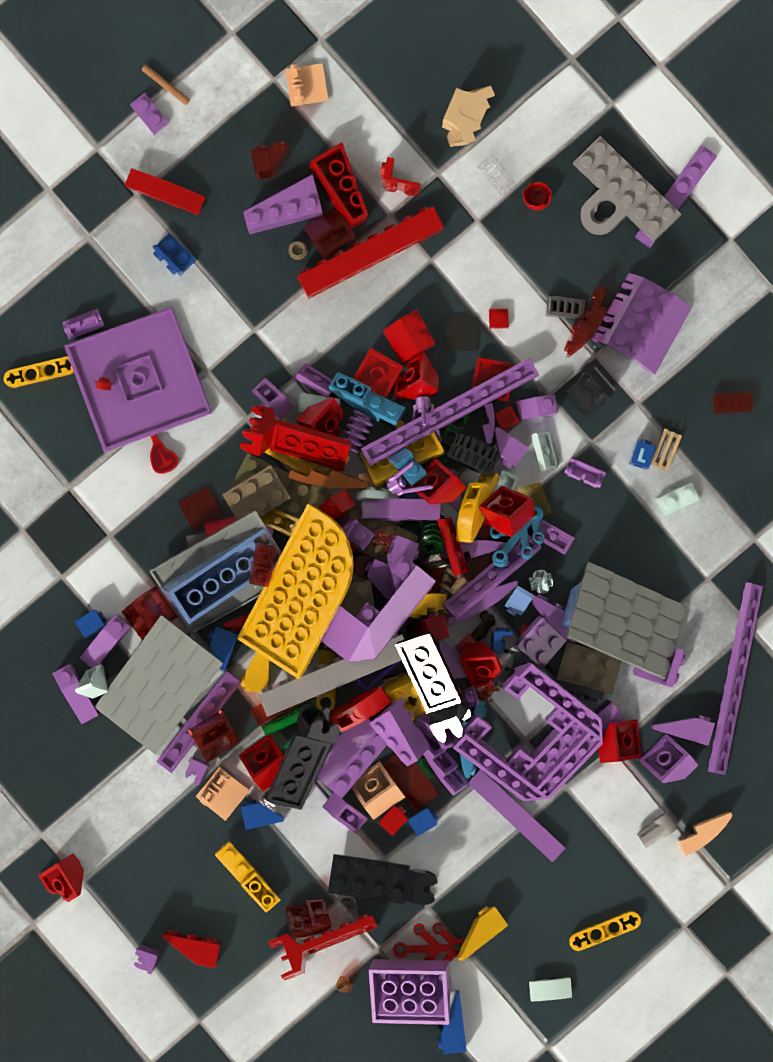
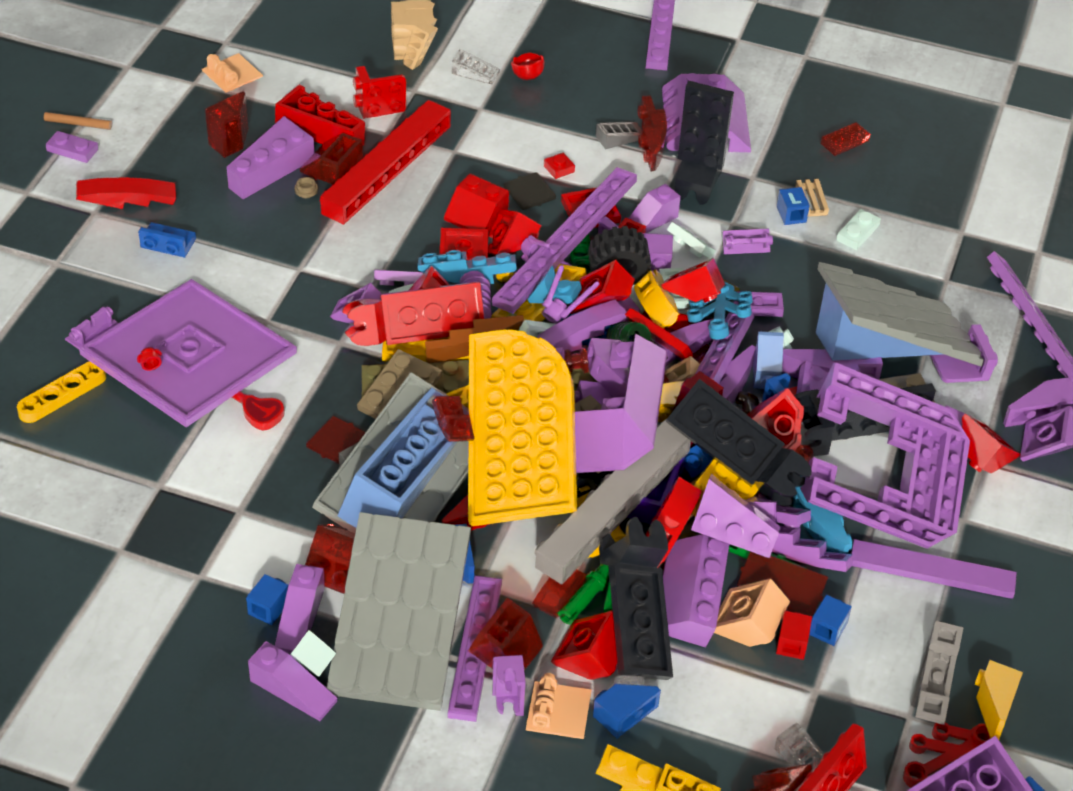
camera: 30 degrees left, 40 degrees down
(257, 674) = (517, 558): yellow slope -> none
(344, 812) = (728, 653): medium lavender slope -> none
(380, 880) = (834, 695): black hinge -> none
(460, 894) = (939, 672): none -> light grey slope
(625, 189) = (610, 33): light grey plate -> none

